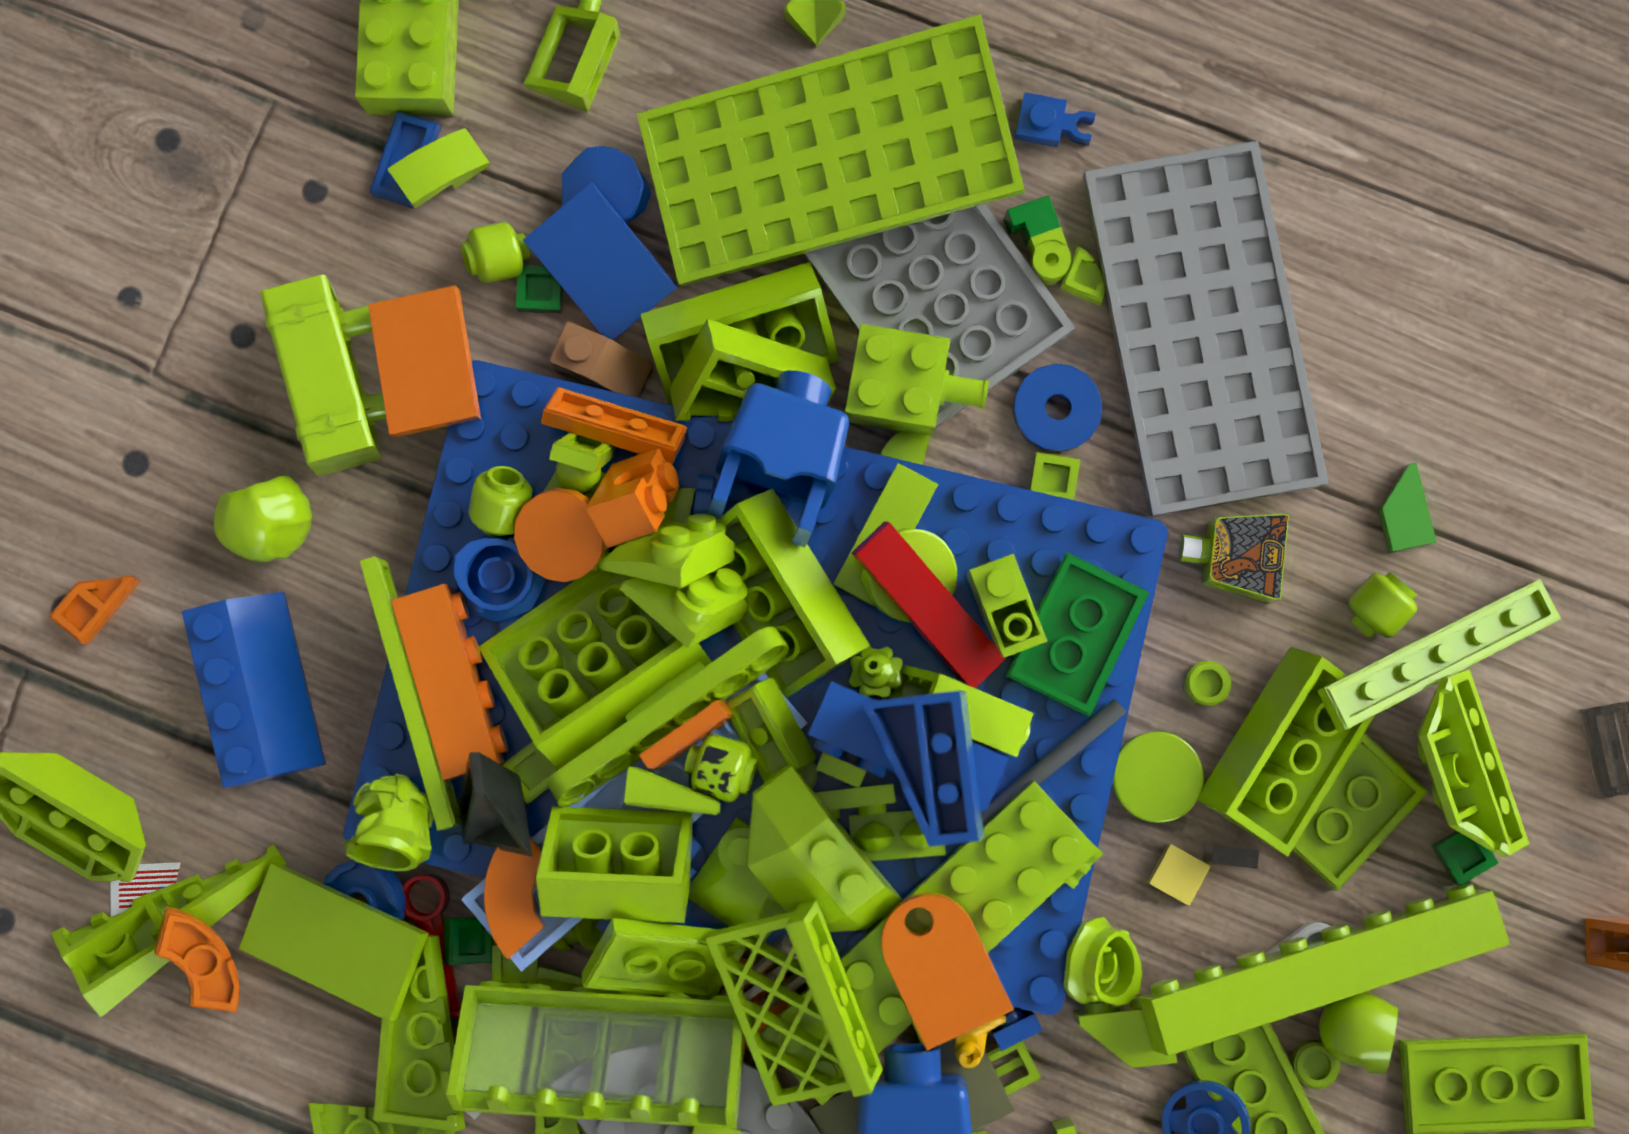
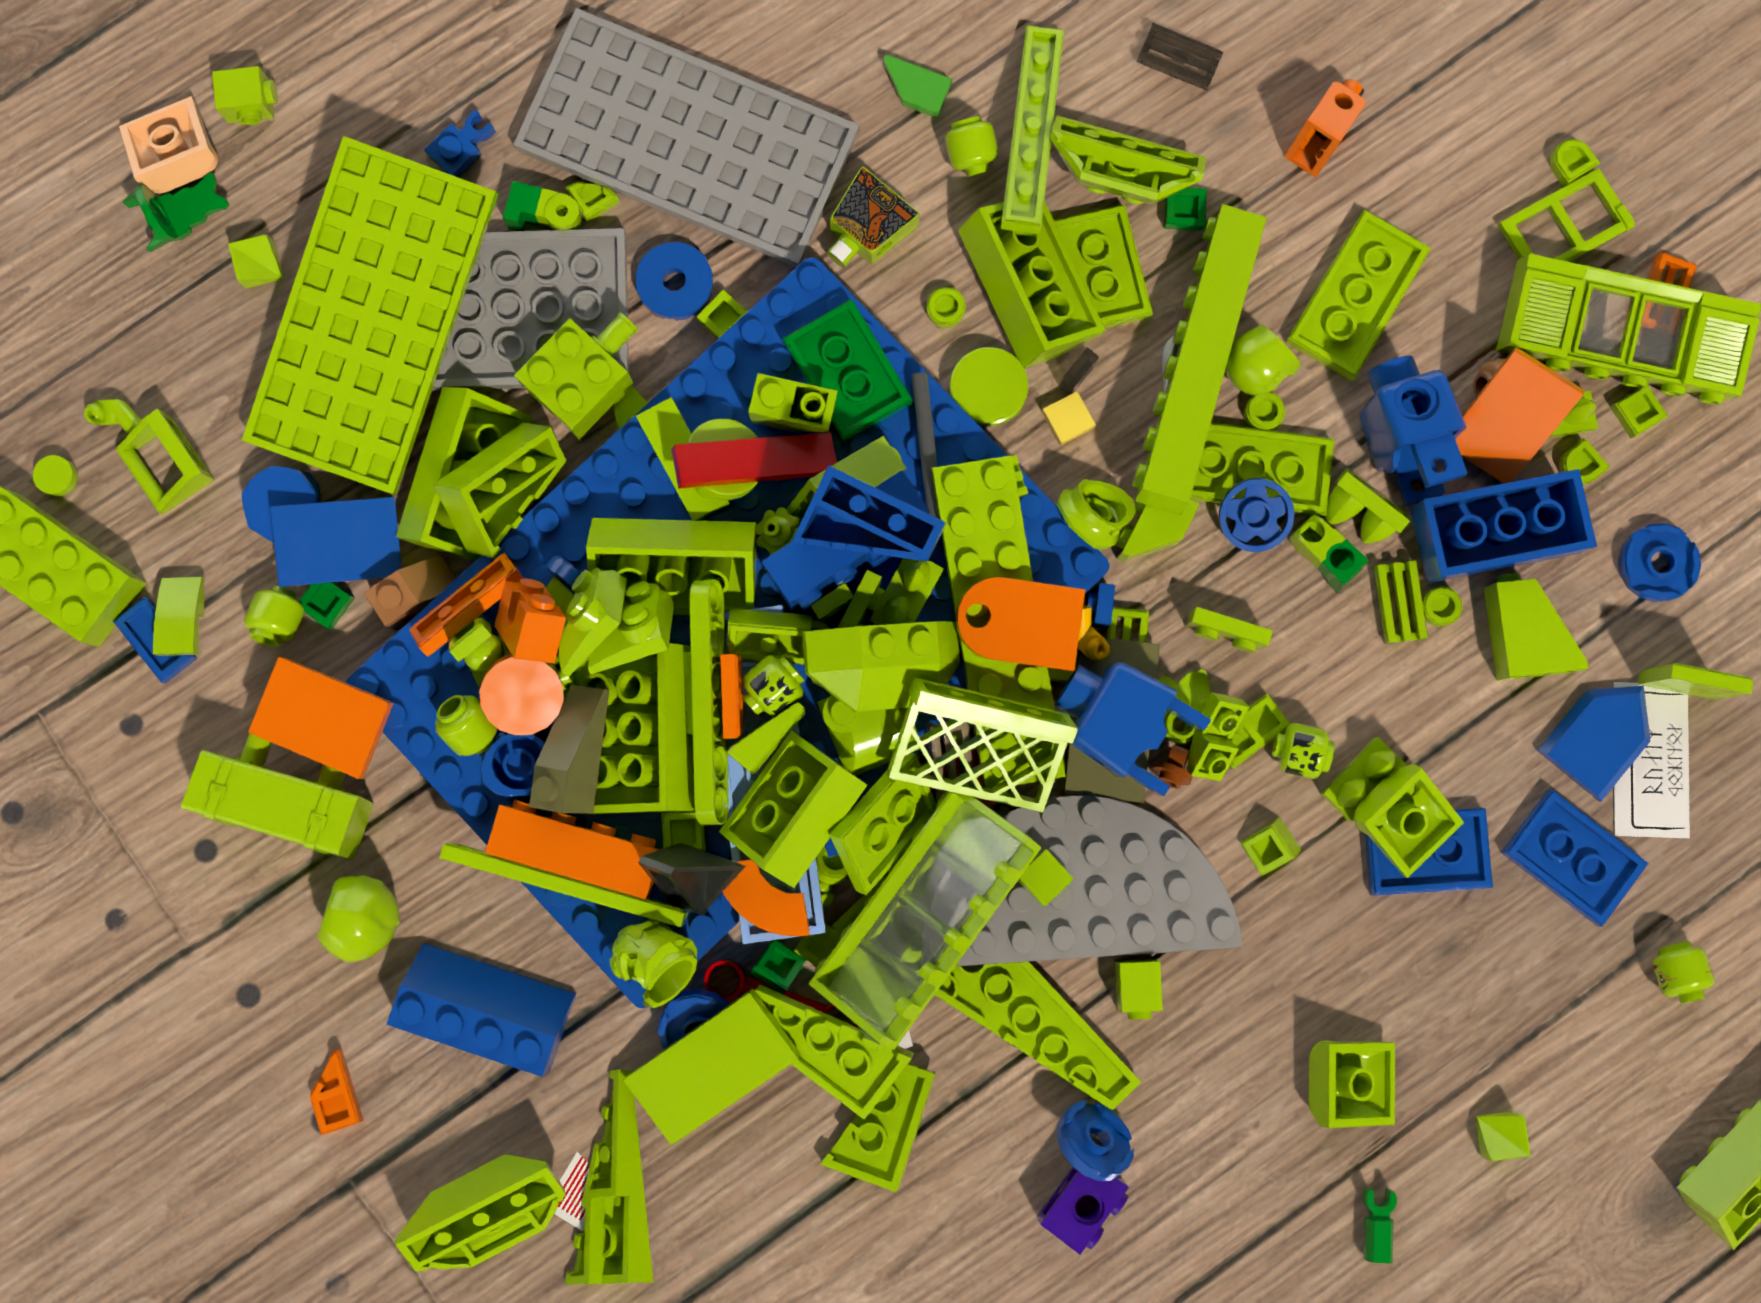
camera: 65 degrees left, 0 degrees up
(203, 959) = (660, 1175): orange tile -> none
(535, 619) = (570, 758): none -> olive slope
(785, 443) = (566, 484): blue piece -> none

